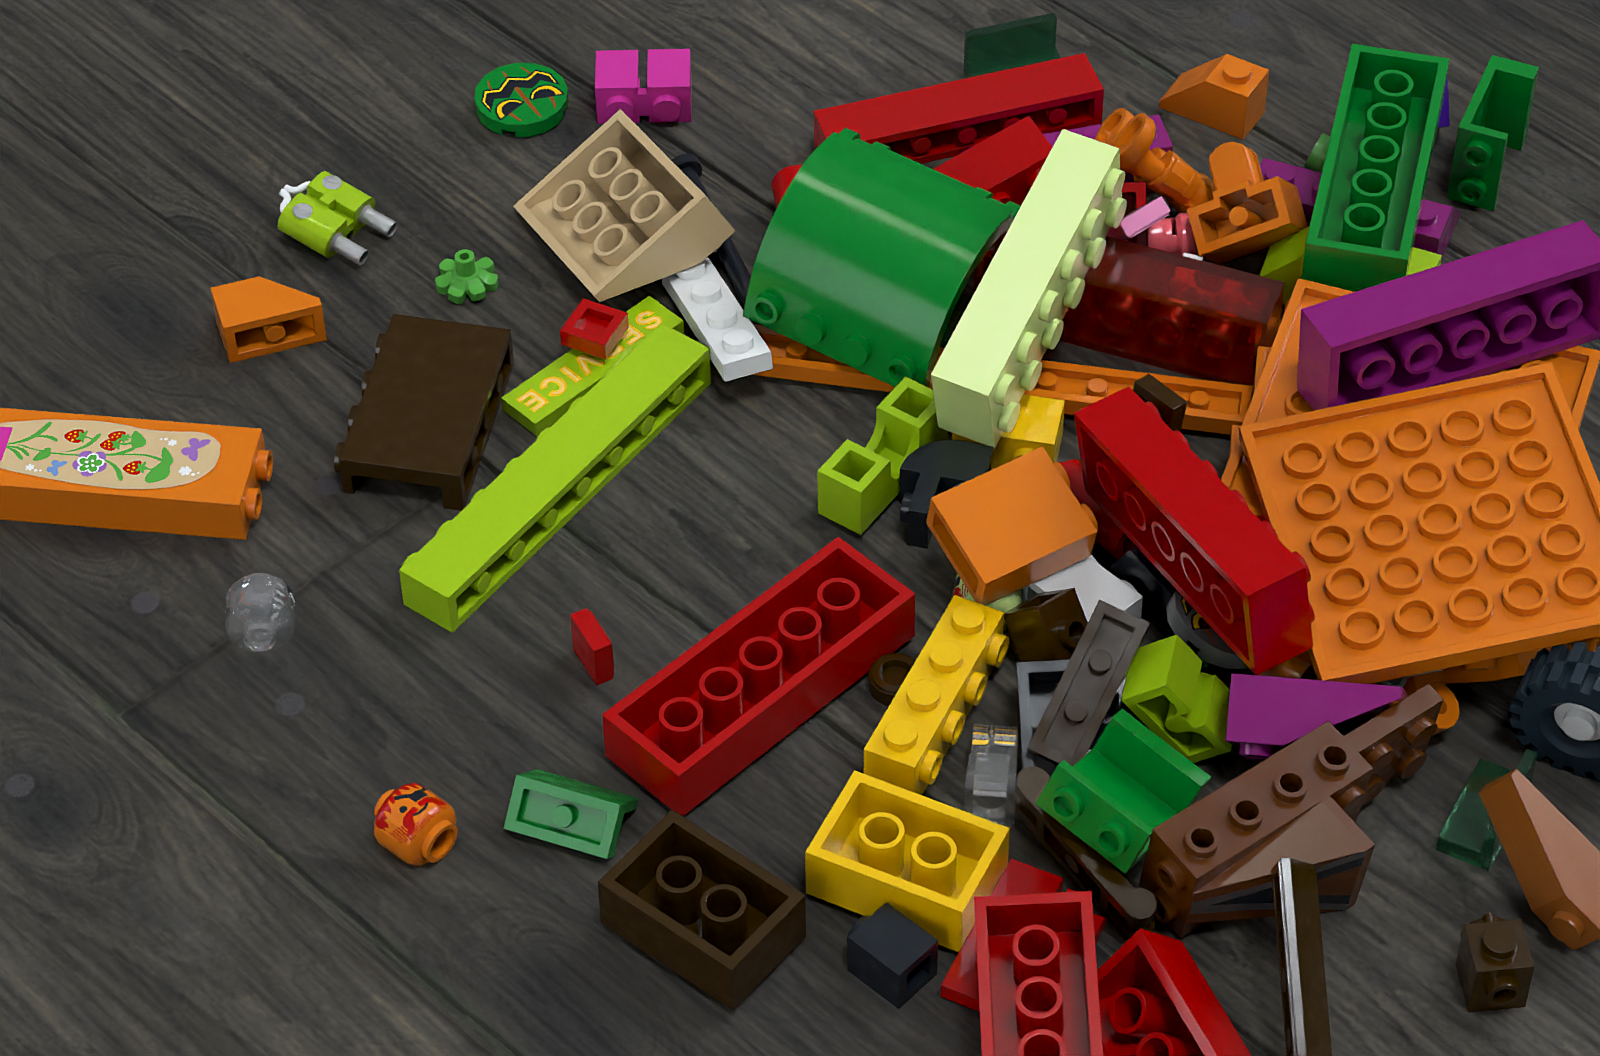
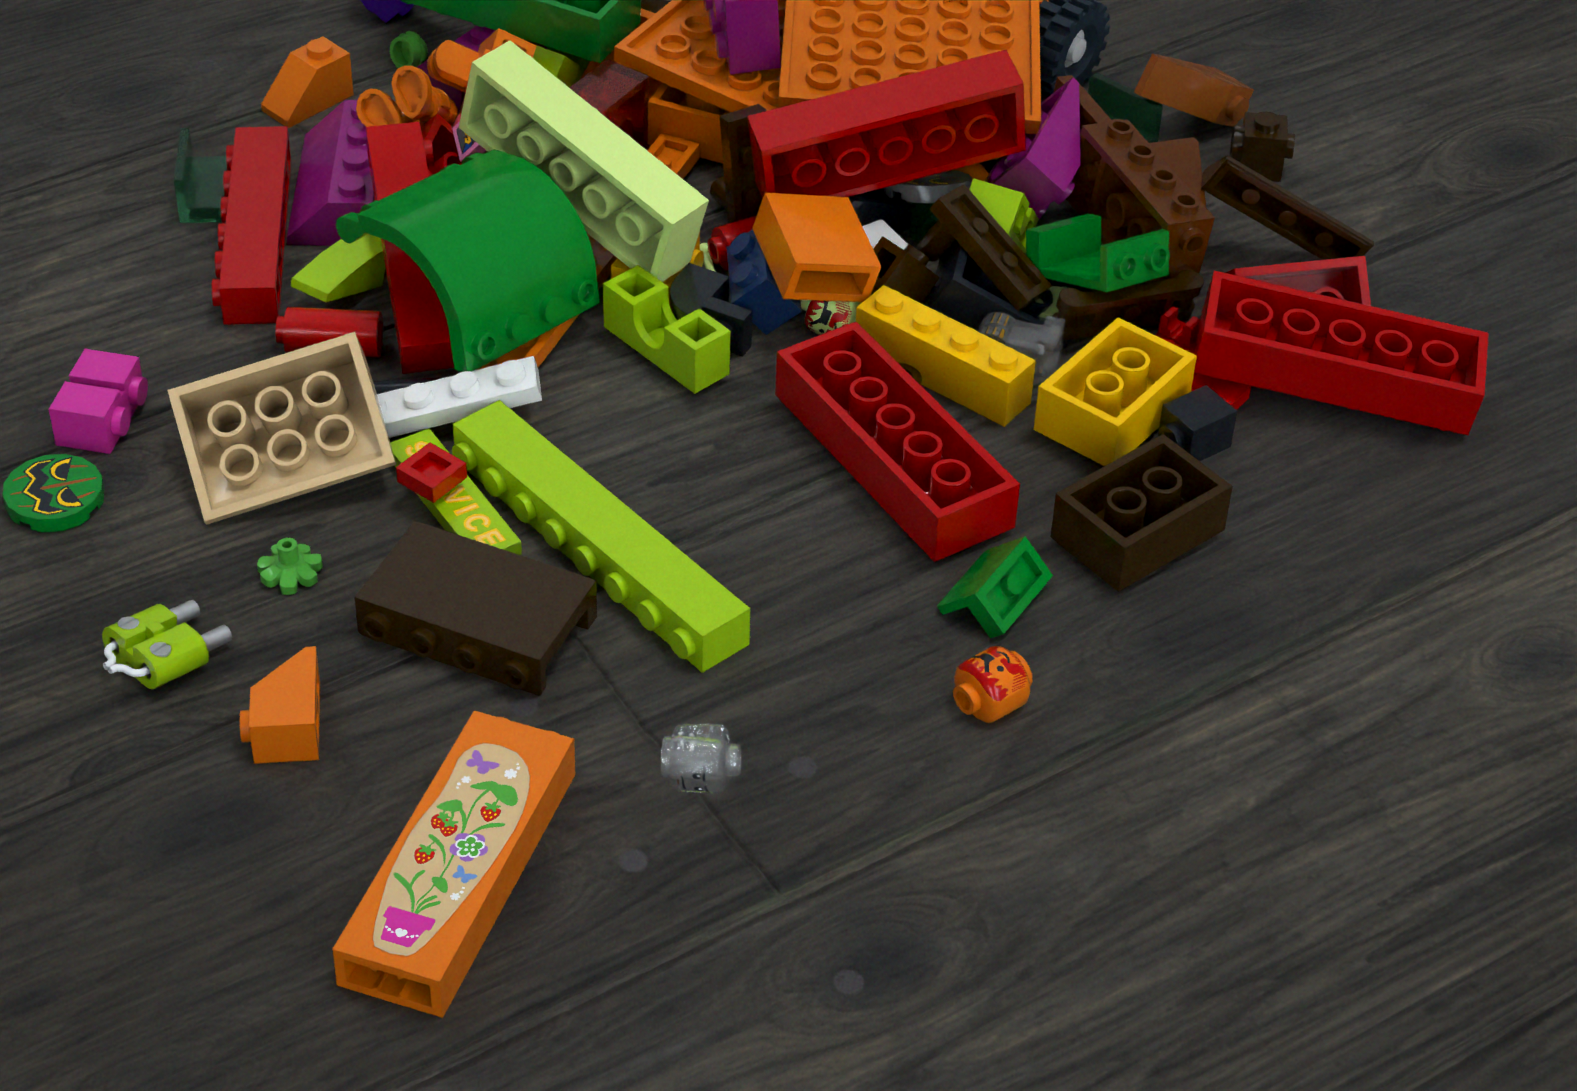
camera: 80 degrees left, 5 degrees down
(592, 646) = (817, 542): red tile -> none

